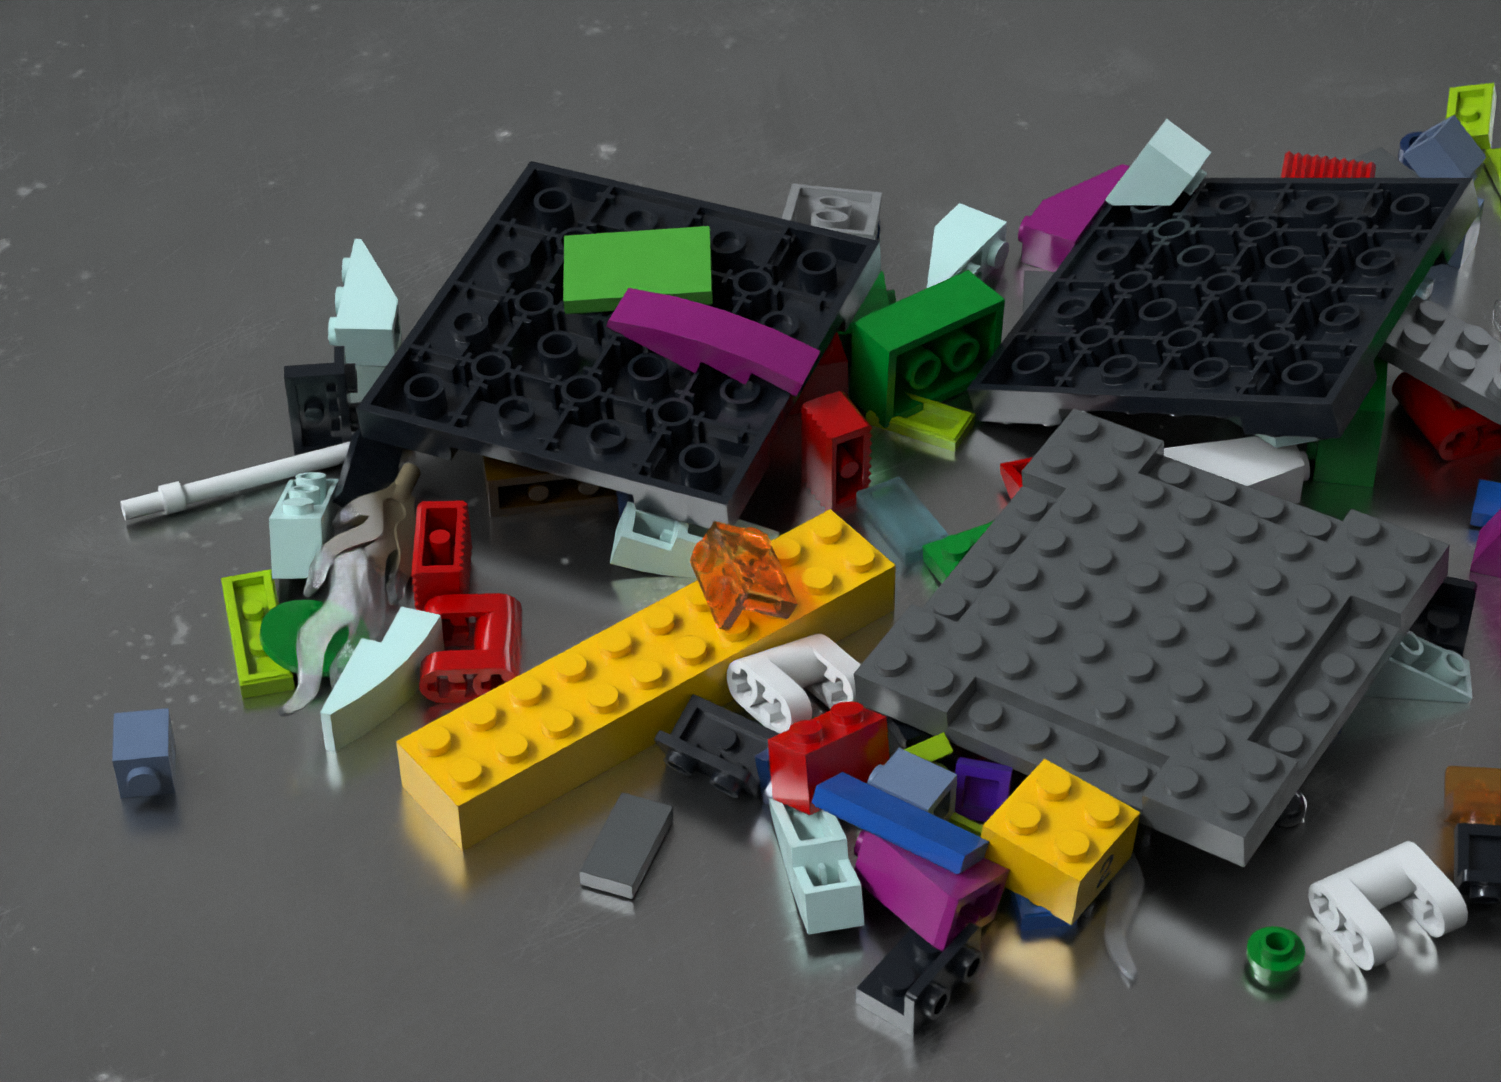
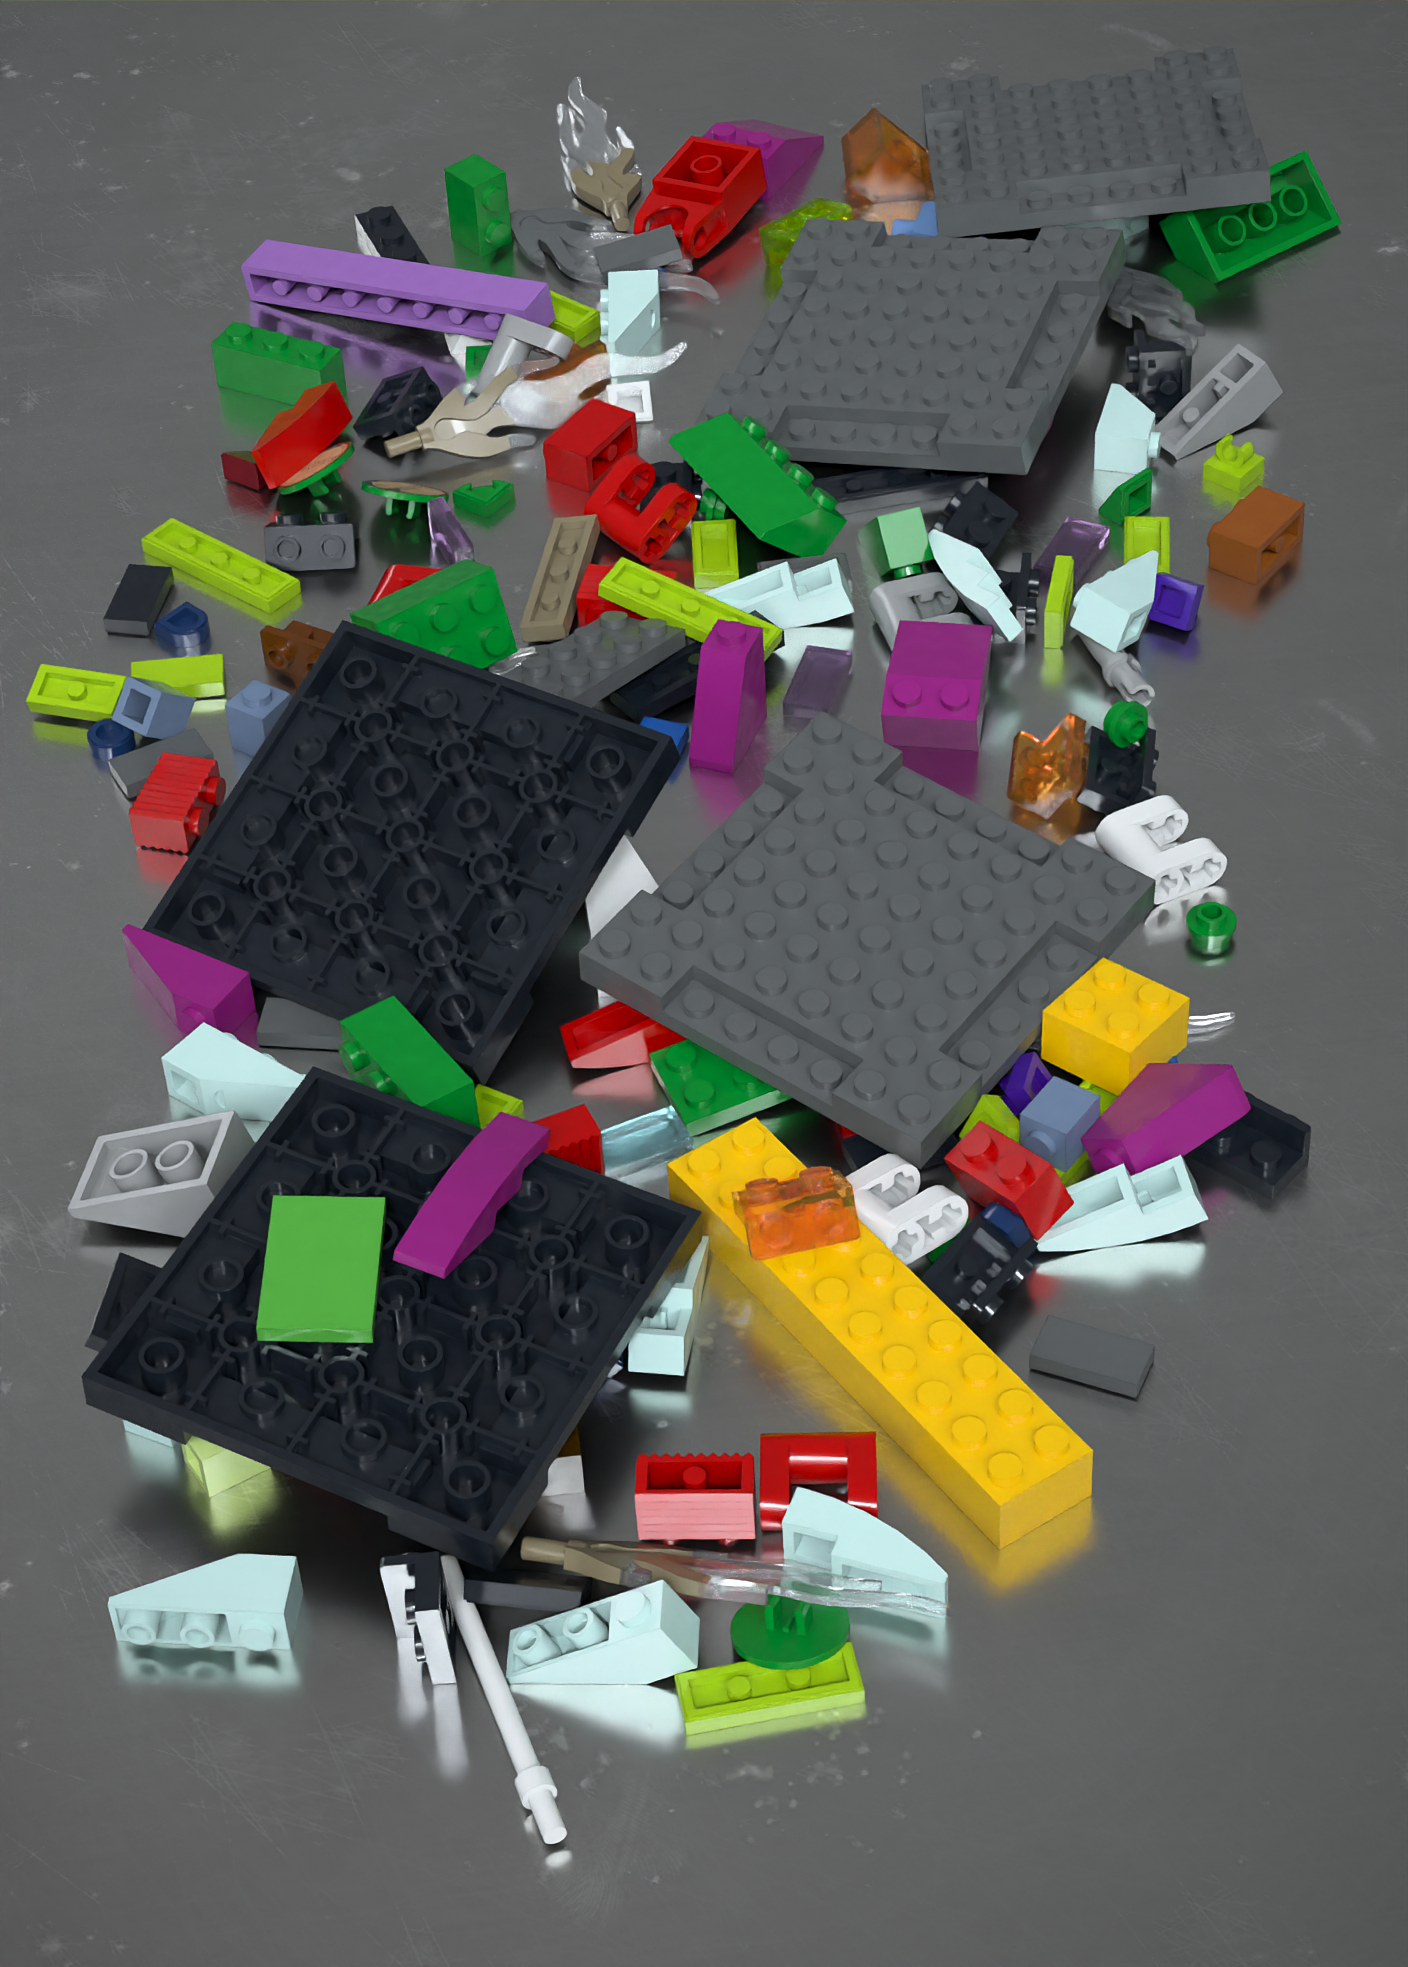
camera: 85 degrees left, 0 degrees up
(144, 753) = (979, 1762): sand blue brick -> none
(900, 823) = (1117, 1116): blue tile -> none
(1162, 170) = (185, 880): light aqua slope -> none

